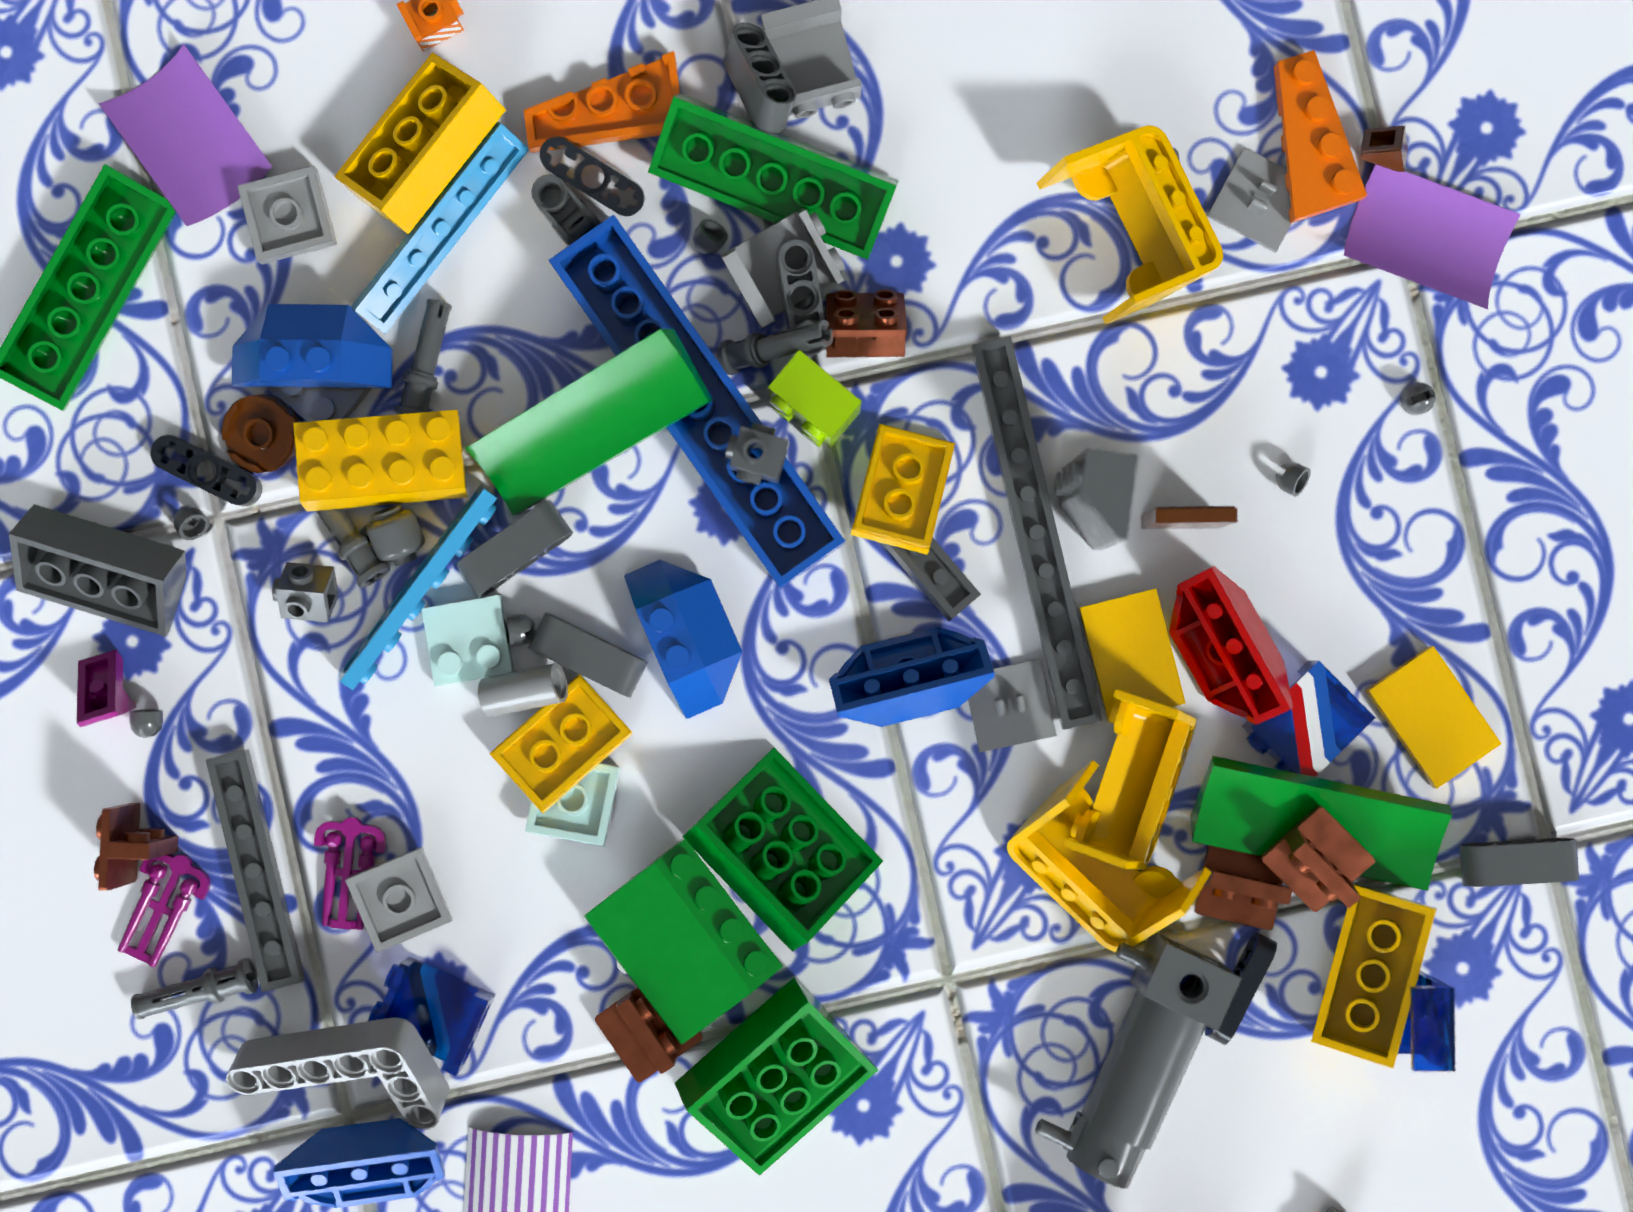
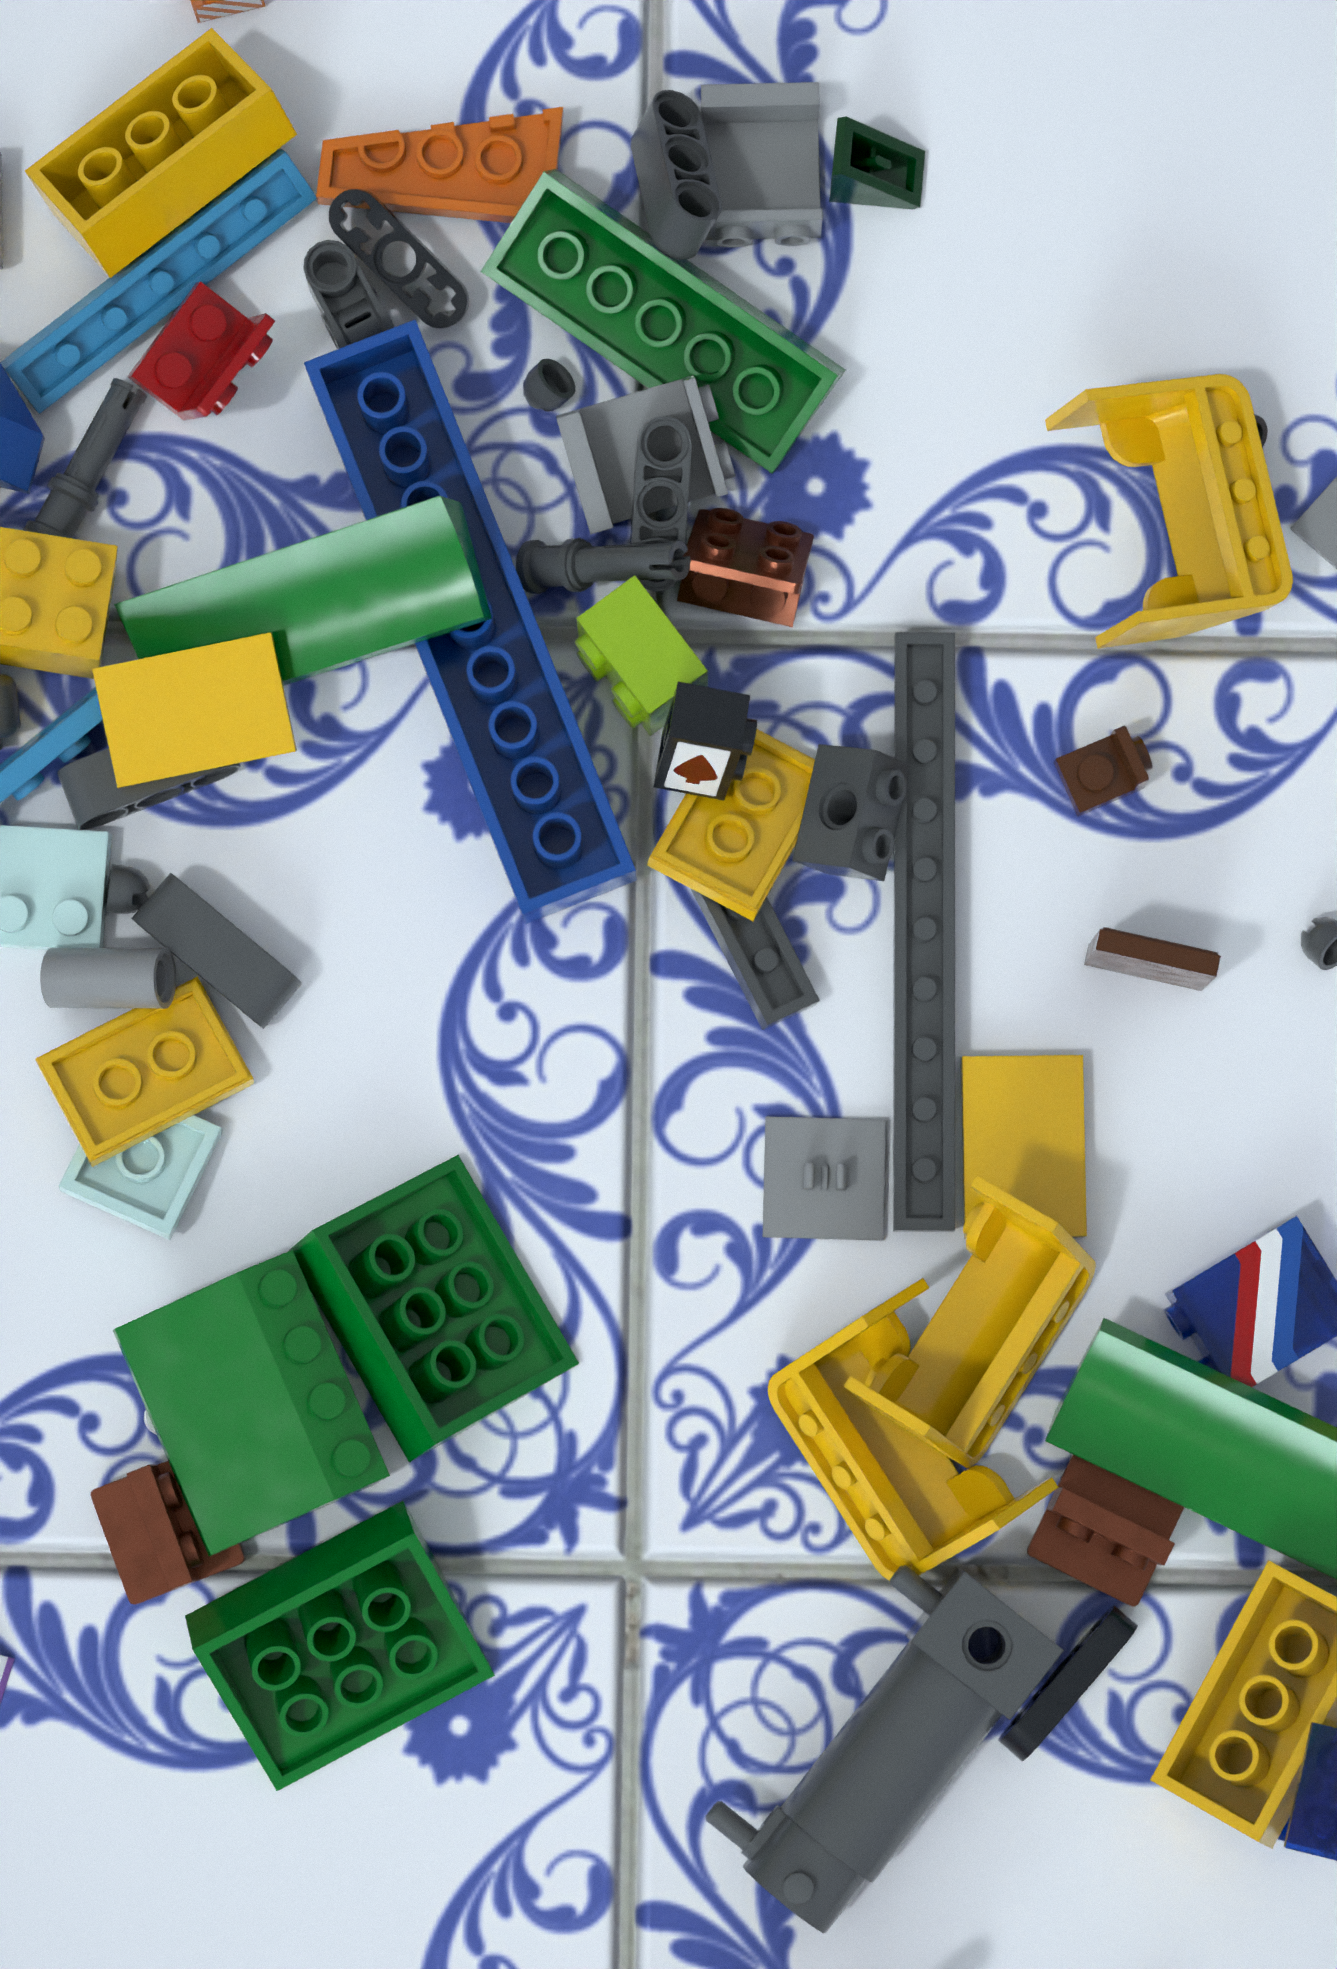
camera: 15 degrees right, 5 degrees down
(480, 269) = (200, 354): none -> red bracket
(534, 505) = (194, 710): none -> yellow tile
(686, 633) = (370, 956): blue wedge -> none
(765, 467) = (543, 731): dark grey brick -> none
(870, 447) = (704, 741): none -> black brick
(885, 43) = (874, 168): none -> dark green slope
(910, 677) = (684, 1097): blue wedge -> none
(960, 453) = (851, 812): none -> dark grey brick
(1098, 495) = (1017, 883): dark grey slope -> none
(1126, 401) = (1104, 770): none -> reddish brown bracket
(1229, 648) = (1168, 1164): red wedge -> none
(1319, 860) = (1225, 1510): copper bracket -> none

